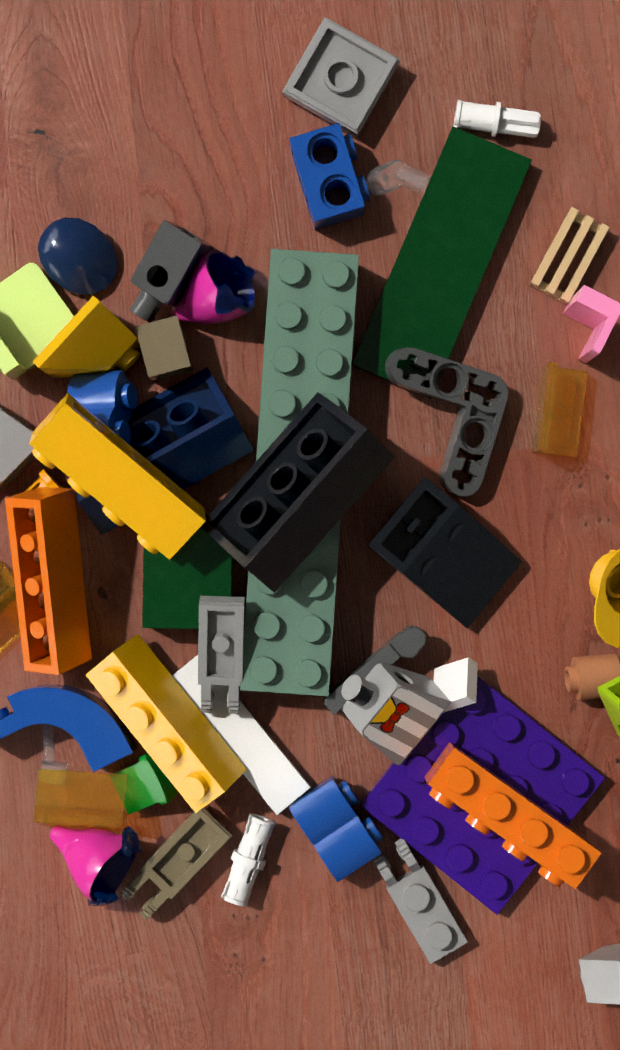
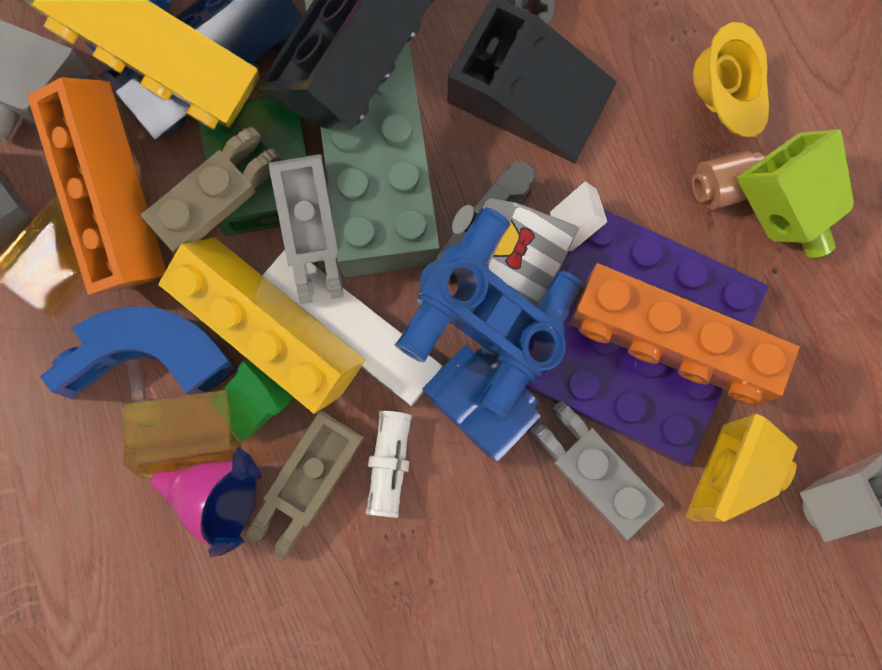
camera: 10 degrees left, 10 degrees down
(140, 607) = (210, 192): none -> dark tan hinge
(380, 792) = (491, 314): none -> blue piece
(534, 935) = (744, 470): none -> yellow slope

